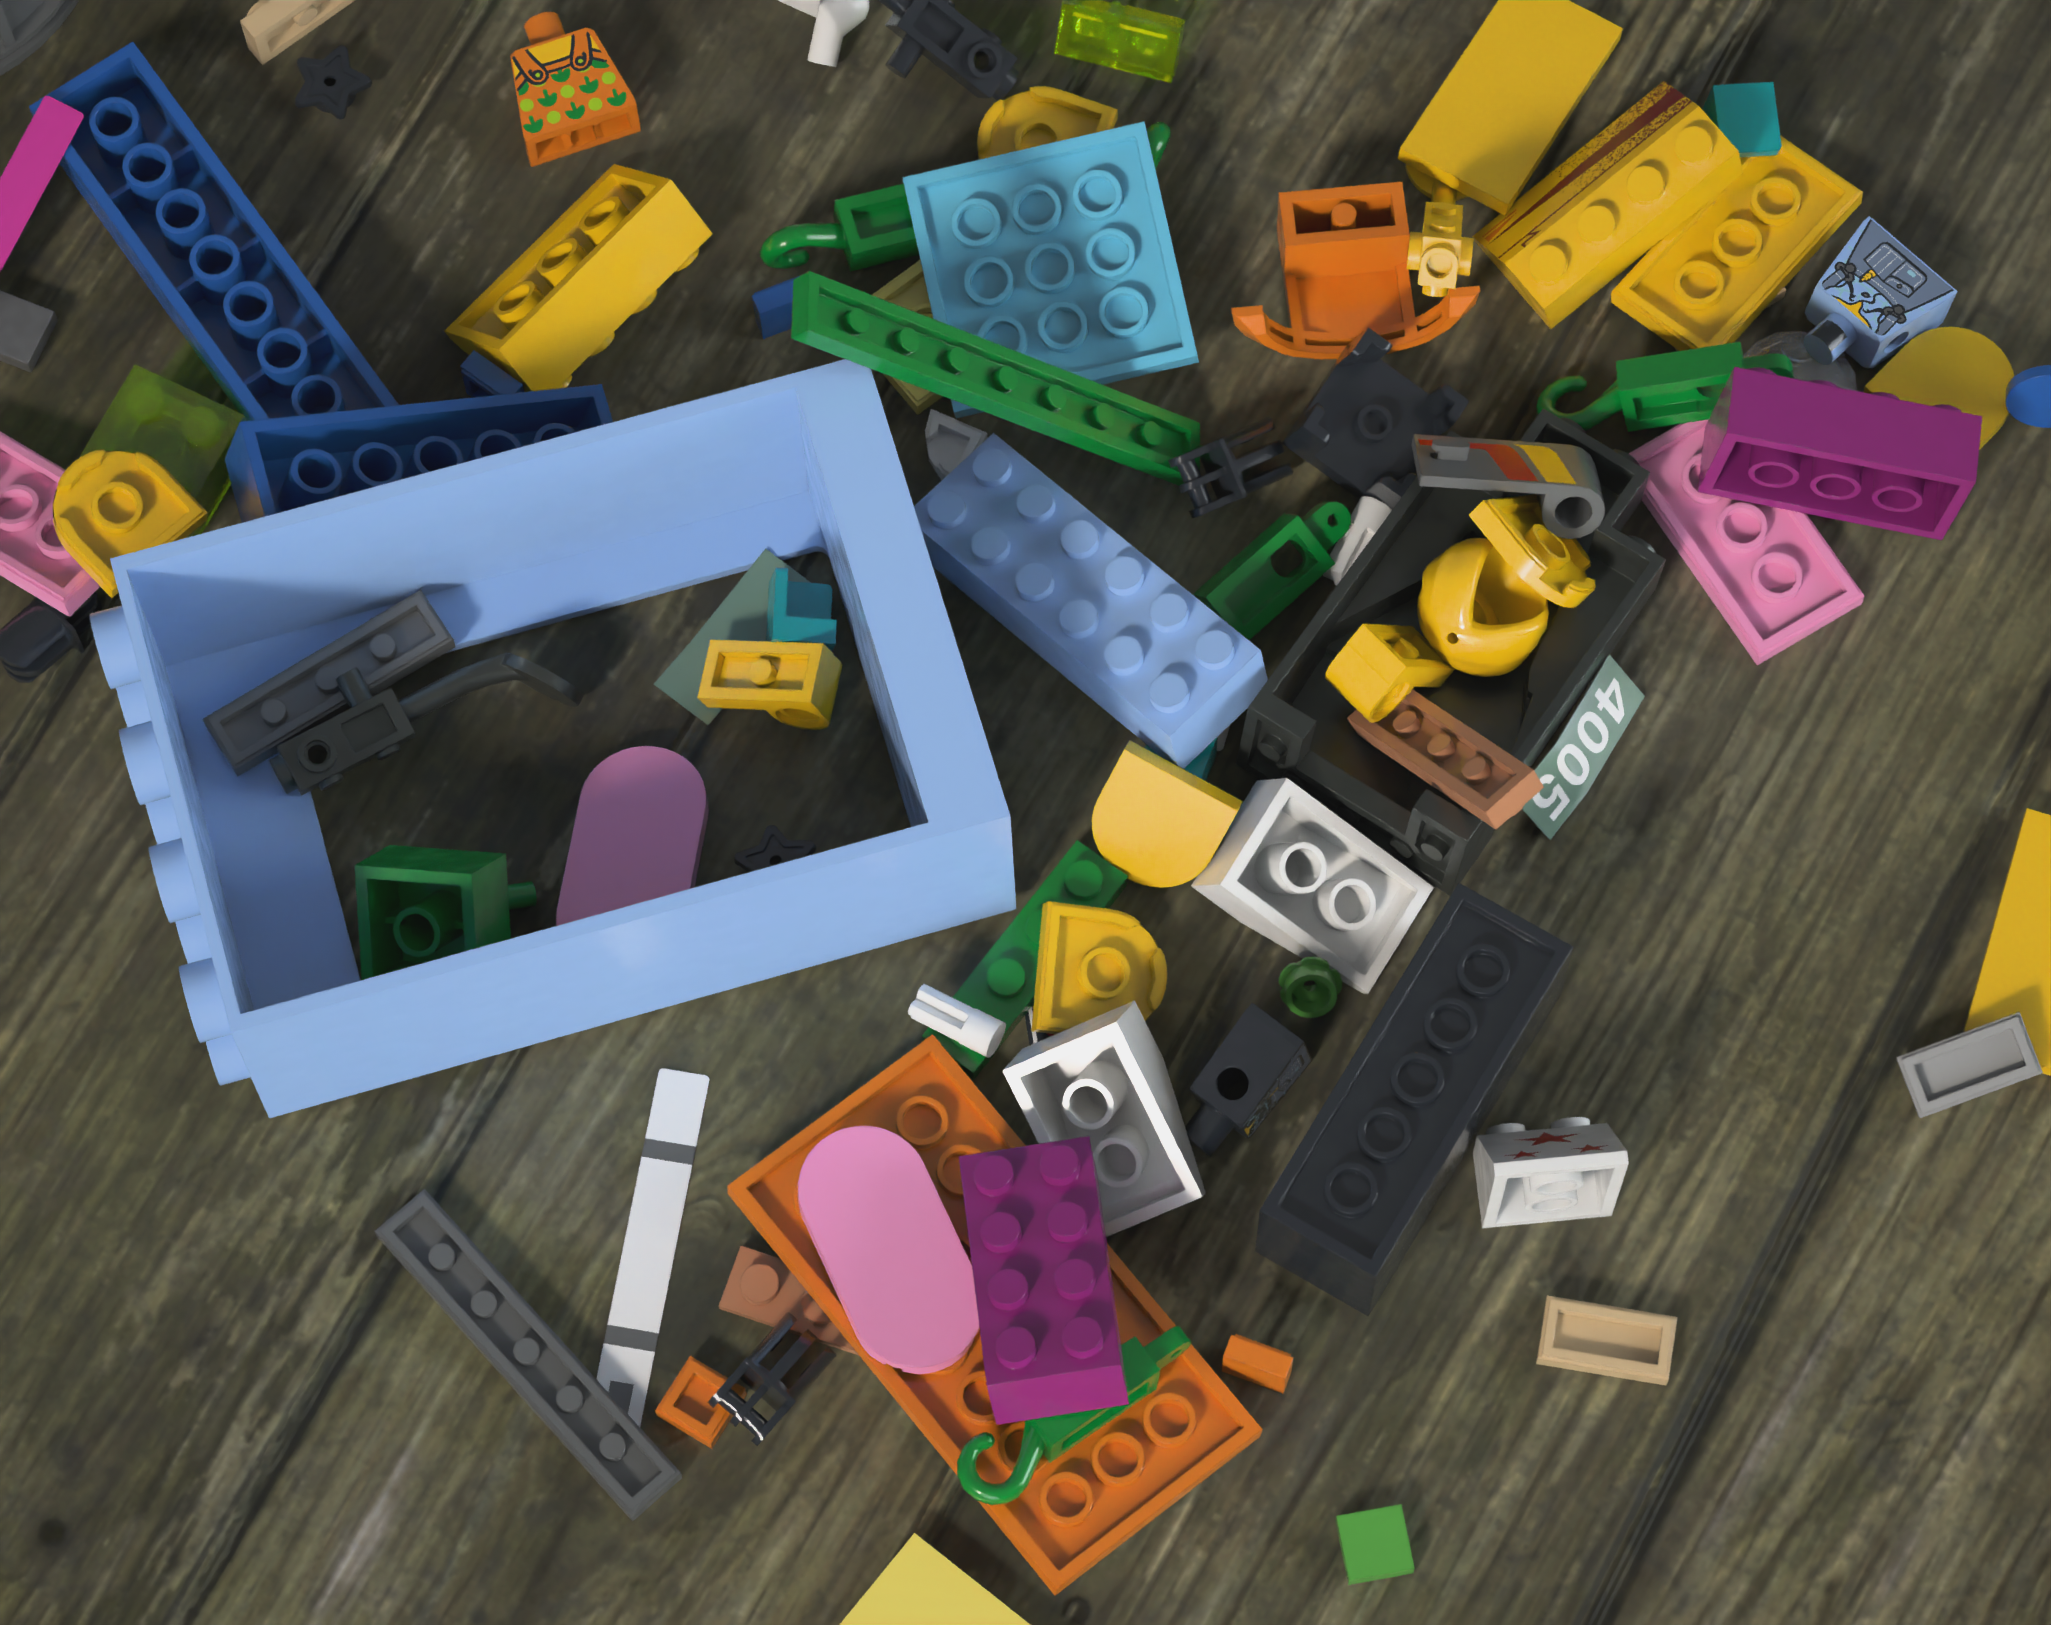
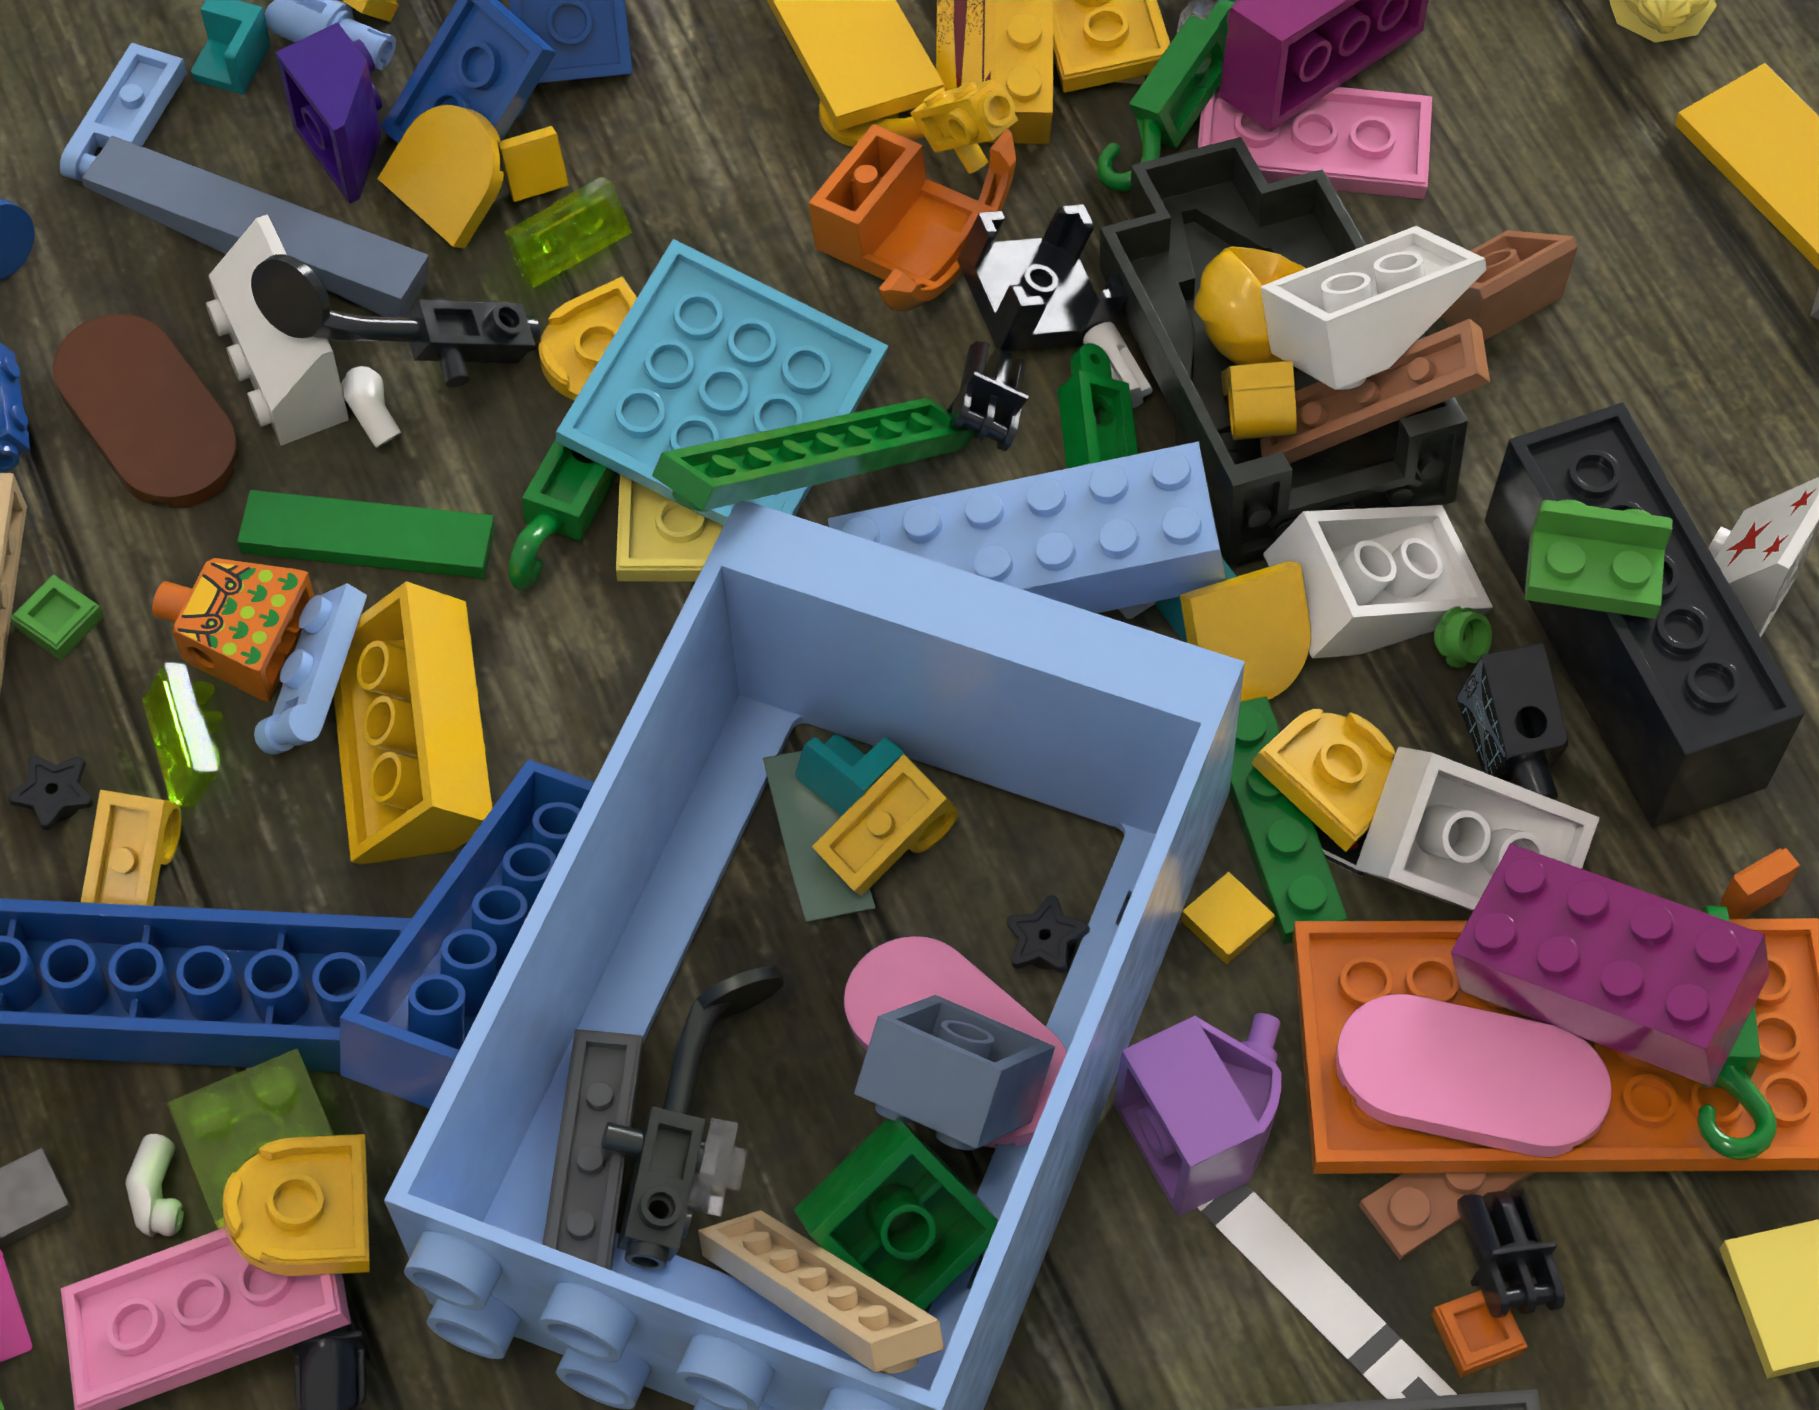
camera: 55 degrees left, 10 degrees down
(76, 406) = (144, 1188): none -> white arm
(303, 899) = (823, 1292): none -> tan plate
(319, 171) = (128, 847): none -> yellow plate
(389, 770) = (720, 1168): none -> clear bracket
(452, 118) = (182, 732): none -> clear neon green plate
(486, 379) = (436, 849): blue tile -> none
(561, 858) = (953, 1072): none -> sand blue brick
(568, 175) = (312, 670): none -> light blue plate
(705, 1074) = (1200, 1106): none -> medium lavender piece
(725, 117) = (366, 534): none -> green tile
(774, 308) = (572, 597): blue tile -> none
(898, 979) = (1227, 918): none -> yellow tile
(957, 1020) = (1305, 890): white piece -> none
(1380, 1024) = (1597, 558): none -> bright green bracket
(1513, 684) = (1366, 305): none -> white slope
(1541, 559) = (1248, 234): yellow tile -> none
(1557, 473) = (1188, 193): dark grey door -> none
(1701, 779) = (1520, 279): none -> nougat slope

